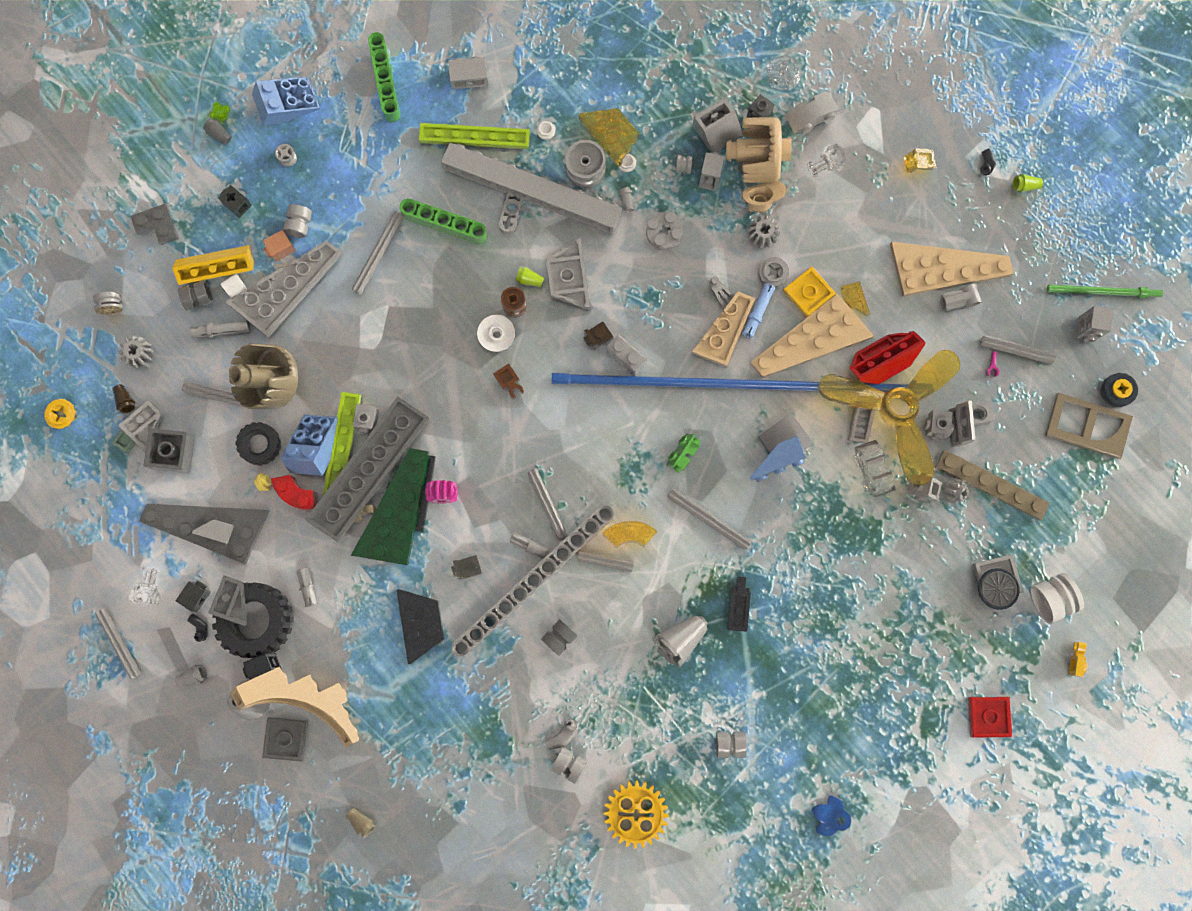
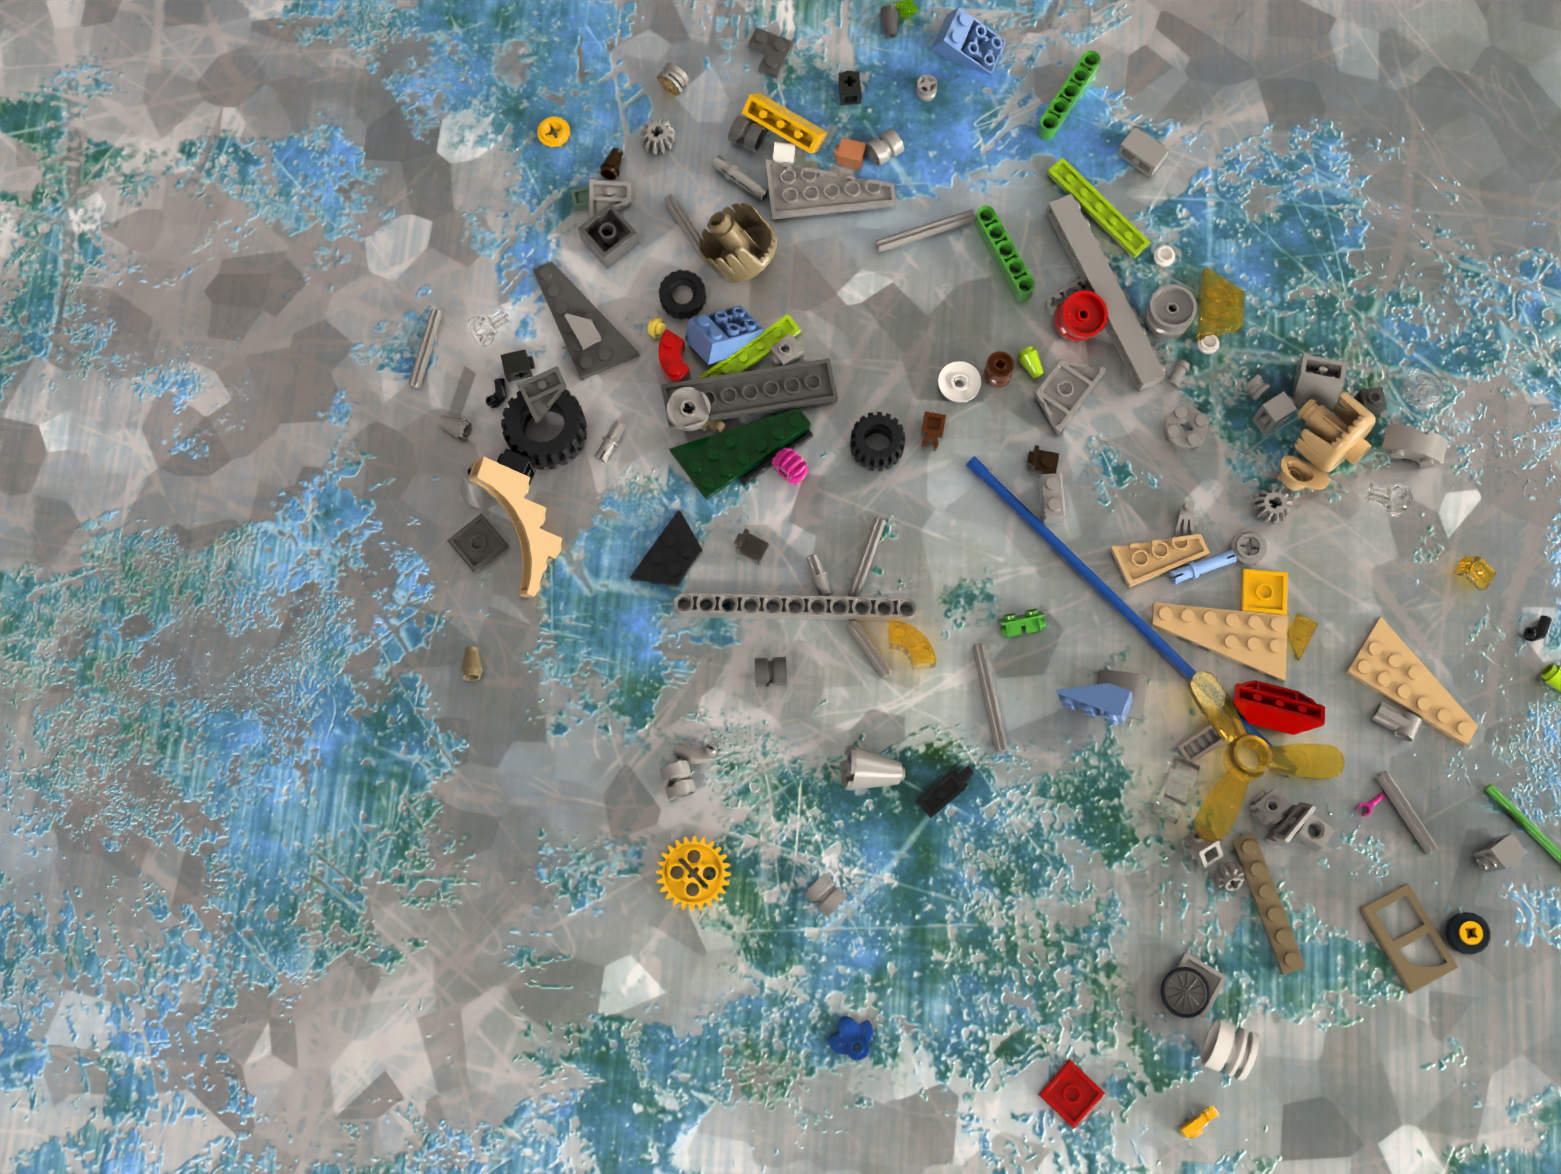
camera: 45 degrees right, 5 degrees down
(341, 530) = (683, 420): none -> light grey plate
(470, 411) = (881, 425): none -> black tyre
(532, 219) = (1080, 316): none -> red wheel

